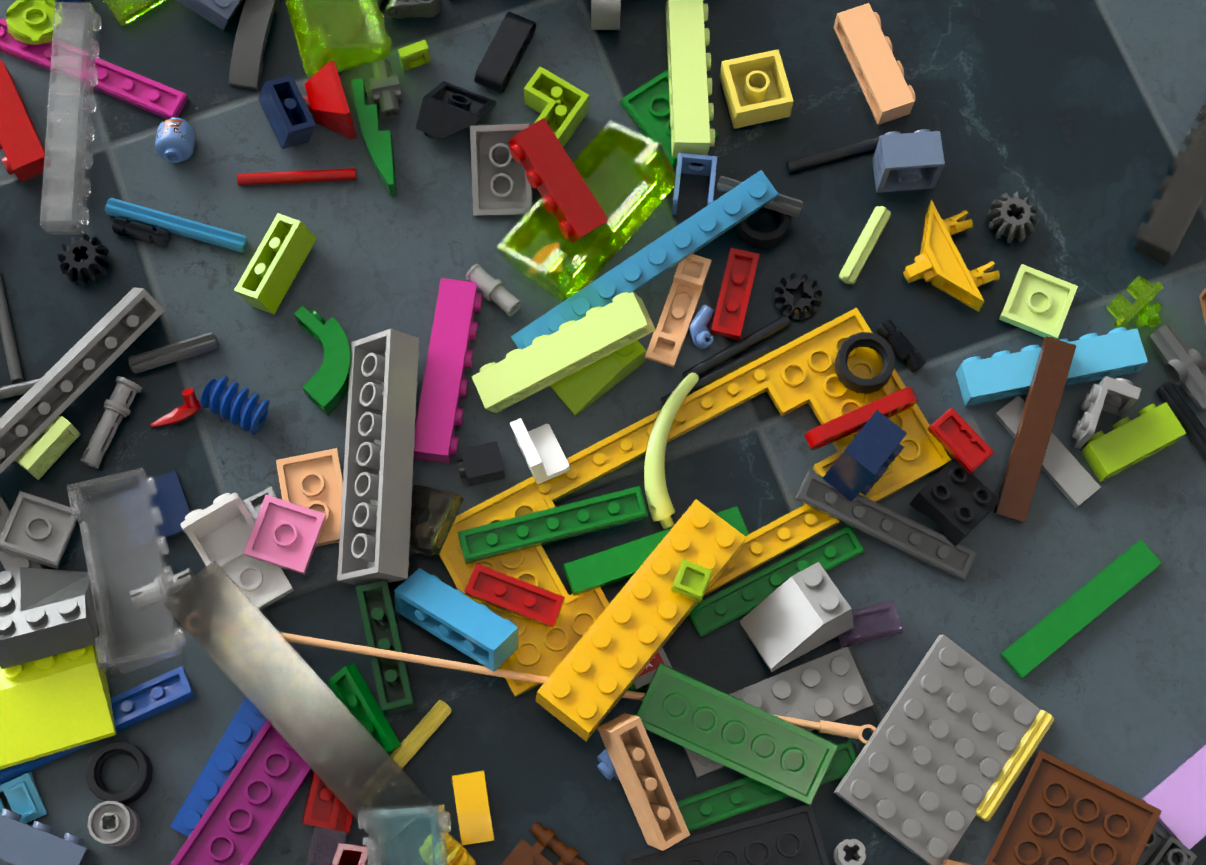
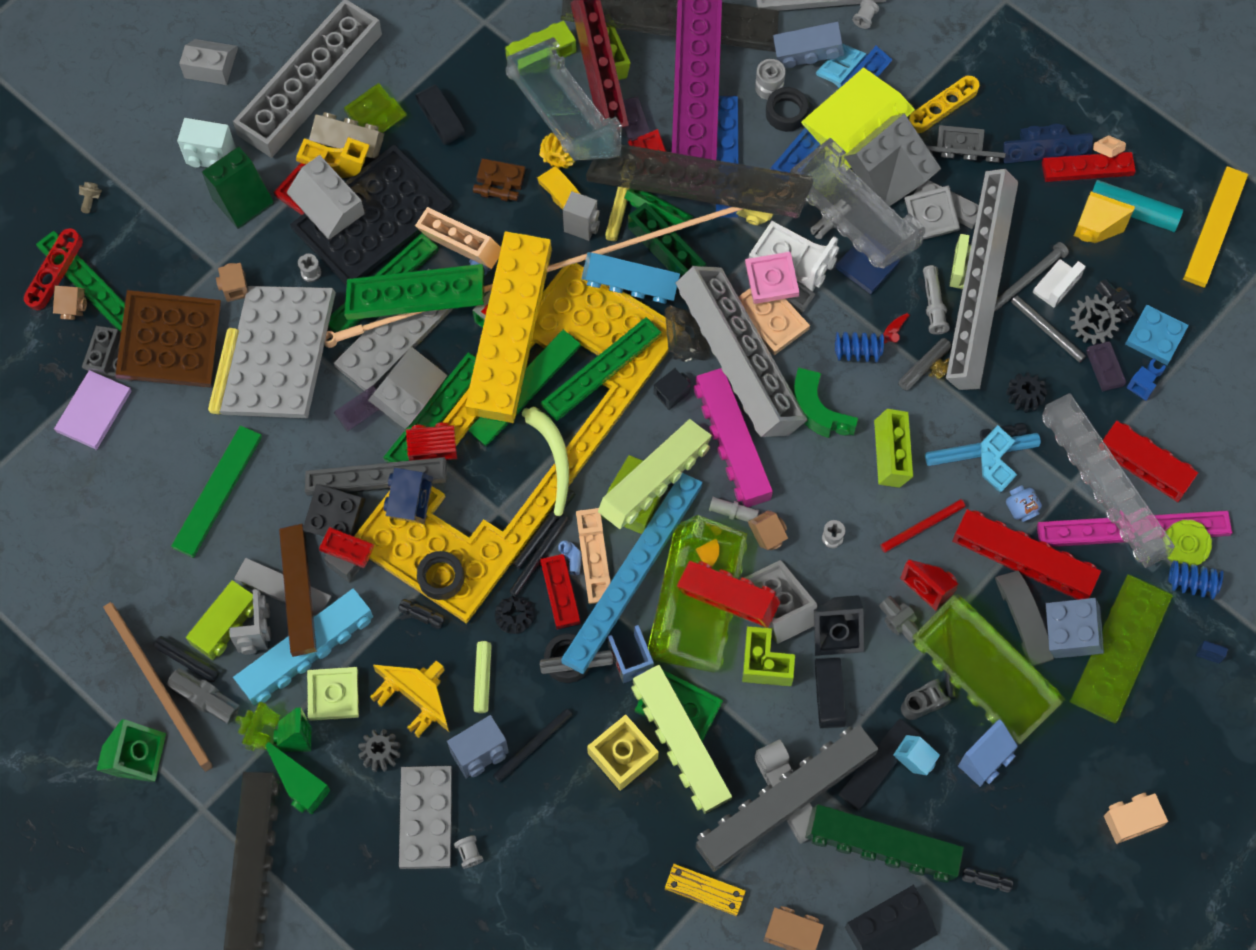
camera: 155 degrees right, 5 degrees down
(160, 334) = (939, 368): none -> clear yellow plate
(168, 211) = (993, 468): none -> medium azure tile
(211, 88) = (1026, 555): none -> red brick
(286, 111) = (958, 559): dark blue brick -> none
(377, 142) = (879, 572): green slope -> none
(400, 217) = (828, 539): none -> light grey bush
(414, 55) = (895, 654): lime tile -> none
(469, 243) = (768, 530): none -> medium nougat brick
(470, 739) = (581, 216): none -> light grey brick
(514, 595) = (601, 310): red plate -> none
(540, 451) = (638, 412): white panel -> none
(691, 580) = (486, 352): lime tile -> none
(804, 525) = (431, 442): none -> red brick
(855, 420) = (424, 534): red beam -> none
(874, 63) = (543, 826): light nougat brick -> none
(961, 76) = (468, 852): none -> light grey bush
(990, 134) = (425, 817): none -> light grey plate
(1103, 267) = (293, 732): none -> green slope
(1113, 224) = (301, 785): none -> green slope

